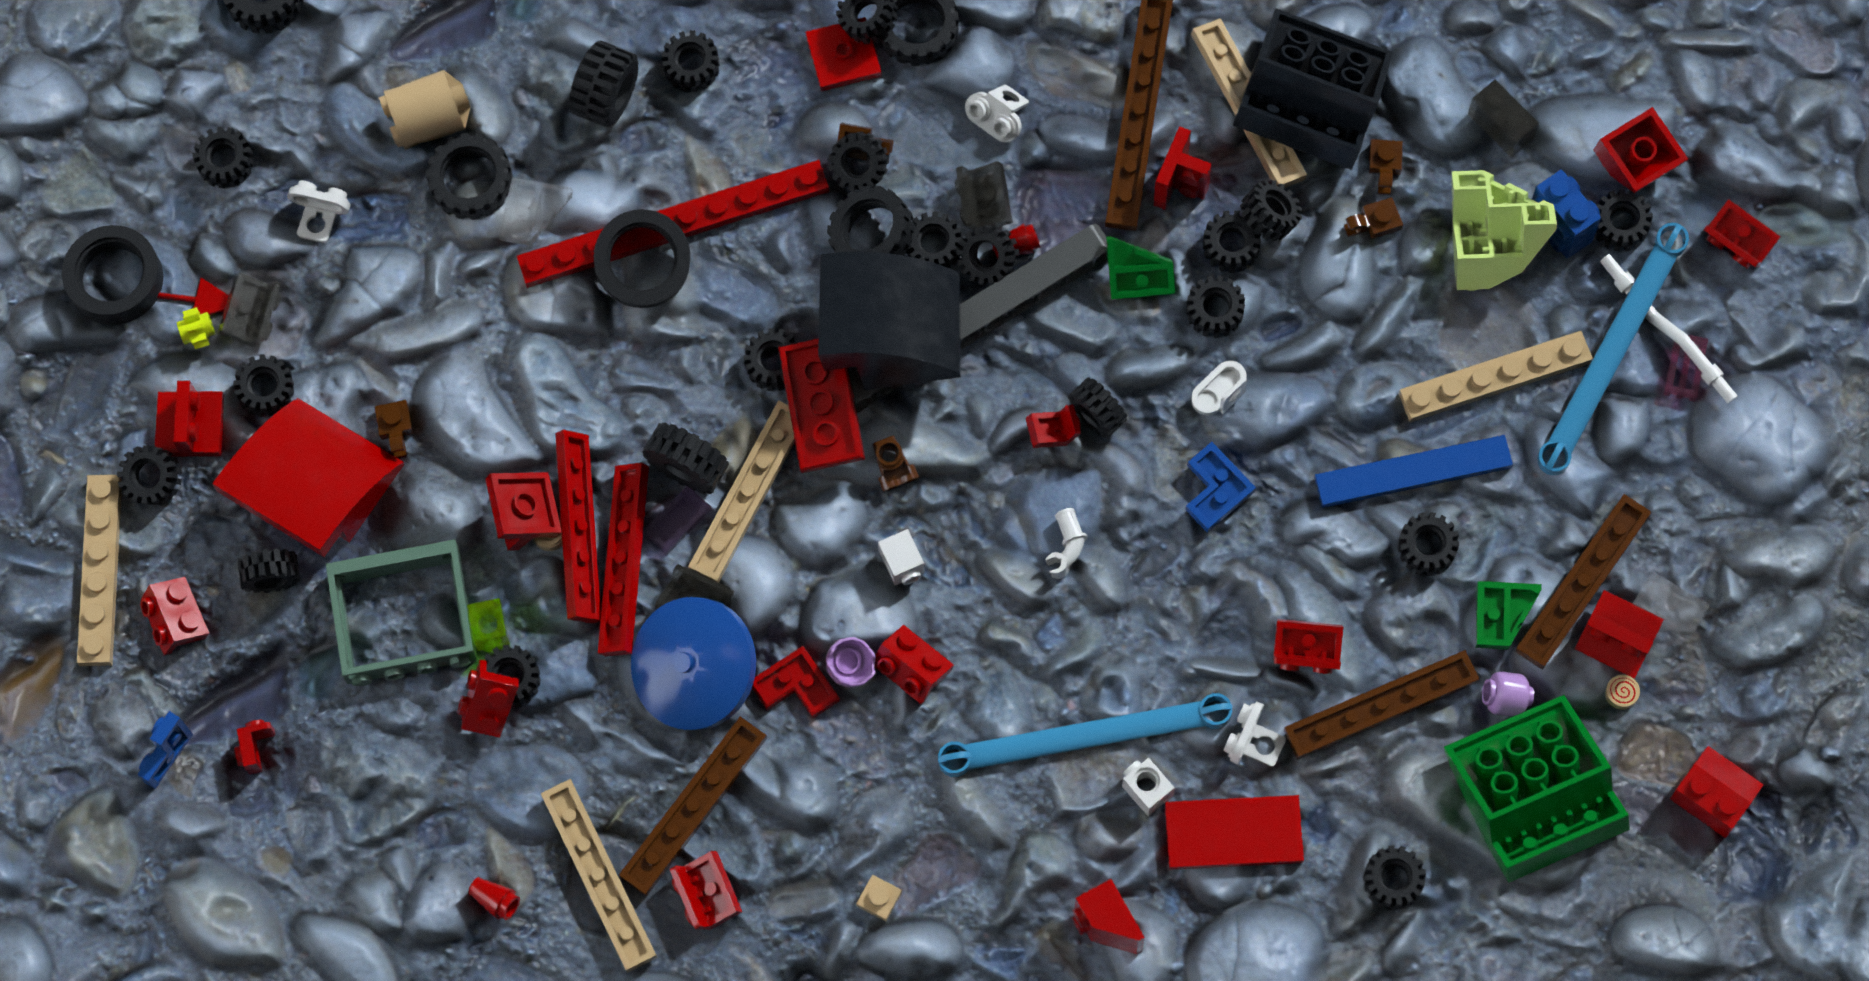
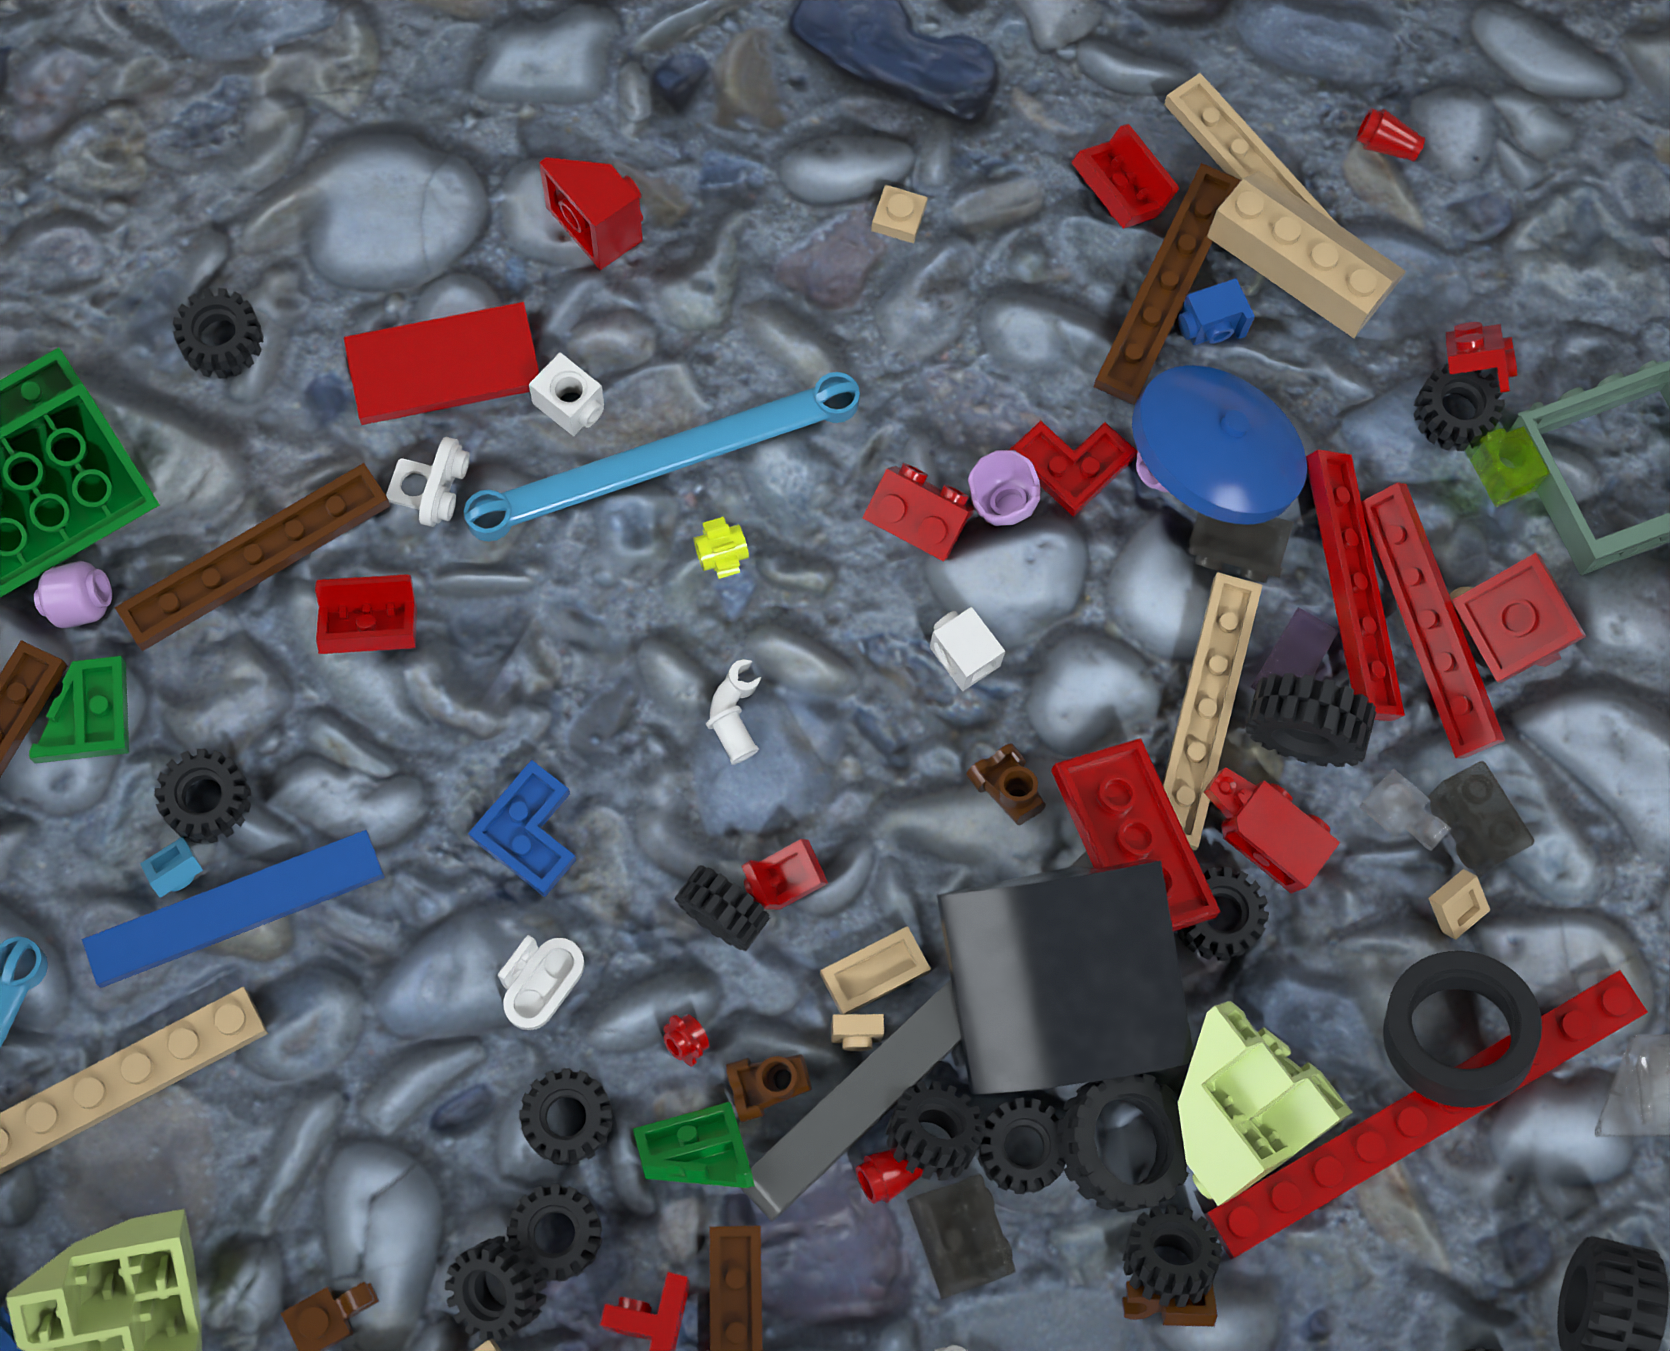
camera: 160 degrees right, 0 degrees up
(586, 386) = (1480, 819): none -> clear smoke bracket
(587, 801) = (1304, 252): none -> tan slope
(617, 339) = (1459, 904): none -> tan plate
(635, 409) = (1399, 806): none -> clear plate
(667, 772) = (1216, 314): none -> blue brick
(727, 401) = (1271, 829): none -> red hinge
(790, 233) = (1248, 1105): none -> yellowish green brick
(1004, 364) = (875, 971): none -> tan tile
(1024, 326) = (857, 1031): none -> tan plate
(1057, 654) = (721, 547): none -> neon yellow gear
(1086, 304) = (757, 1087): none -> reddish brown plate
(1133, 339) = (685, 1038): none -> red plate
(1452, 499) = (171, 867): none -> dark azure plate

